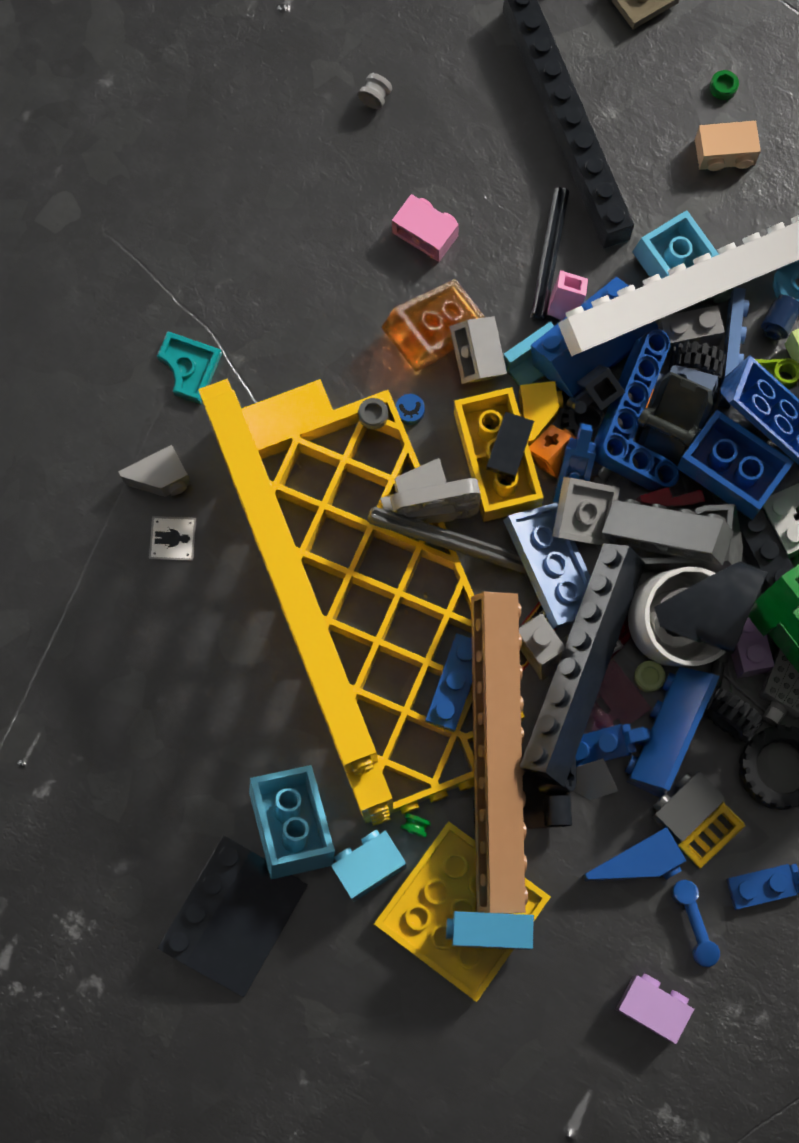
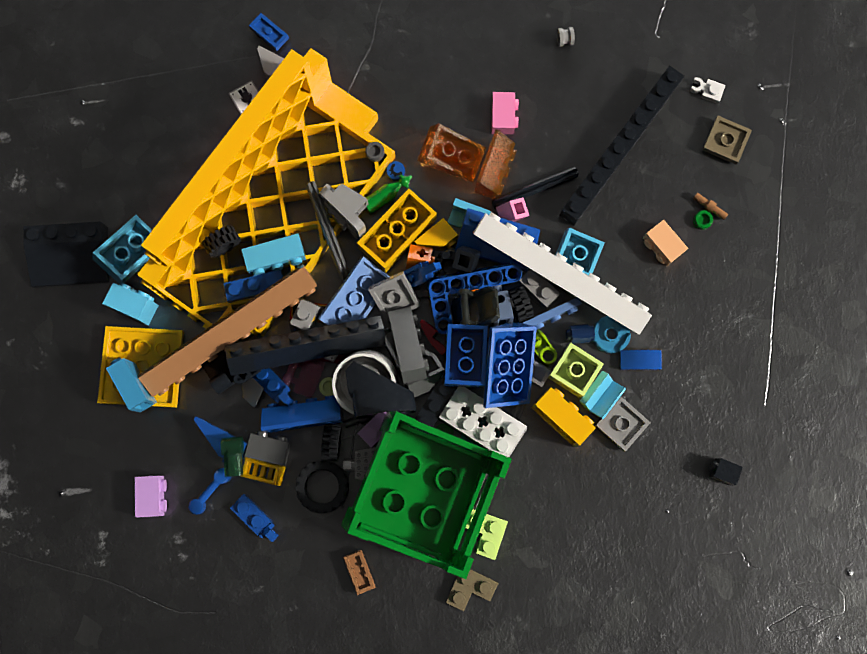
camera: 50 degrees right, 5 degrees up
(103, 450) = (268, 31): none -> blue plate
(191, 364) = (345, 45): teal tile -> none
(370, 683) = (221, 241): none -> black tyre
(415, 825) = (170, 315): green bush -> none
(432, 628) = (274, 255): none -> medium azure brick
(433, 436) = (386, 193): none -> green wheel
(478, 349) = (449, 183): light grey brick -> none
(491, 281) = (495, 166): none -> clear orange slope
(510, 445) = (401, 232): black tile -> none
(668, 850) = (232, 450): none -> clear green piece
(712, 65) = (710, 206): none -> medium nougat bar

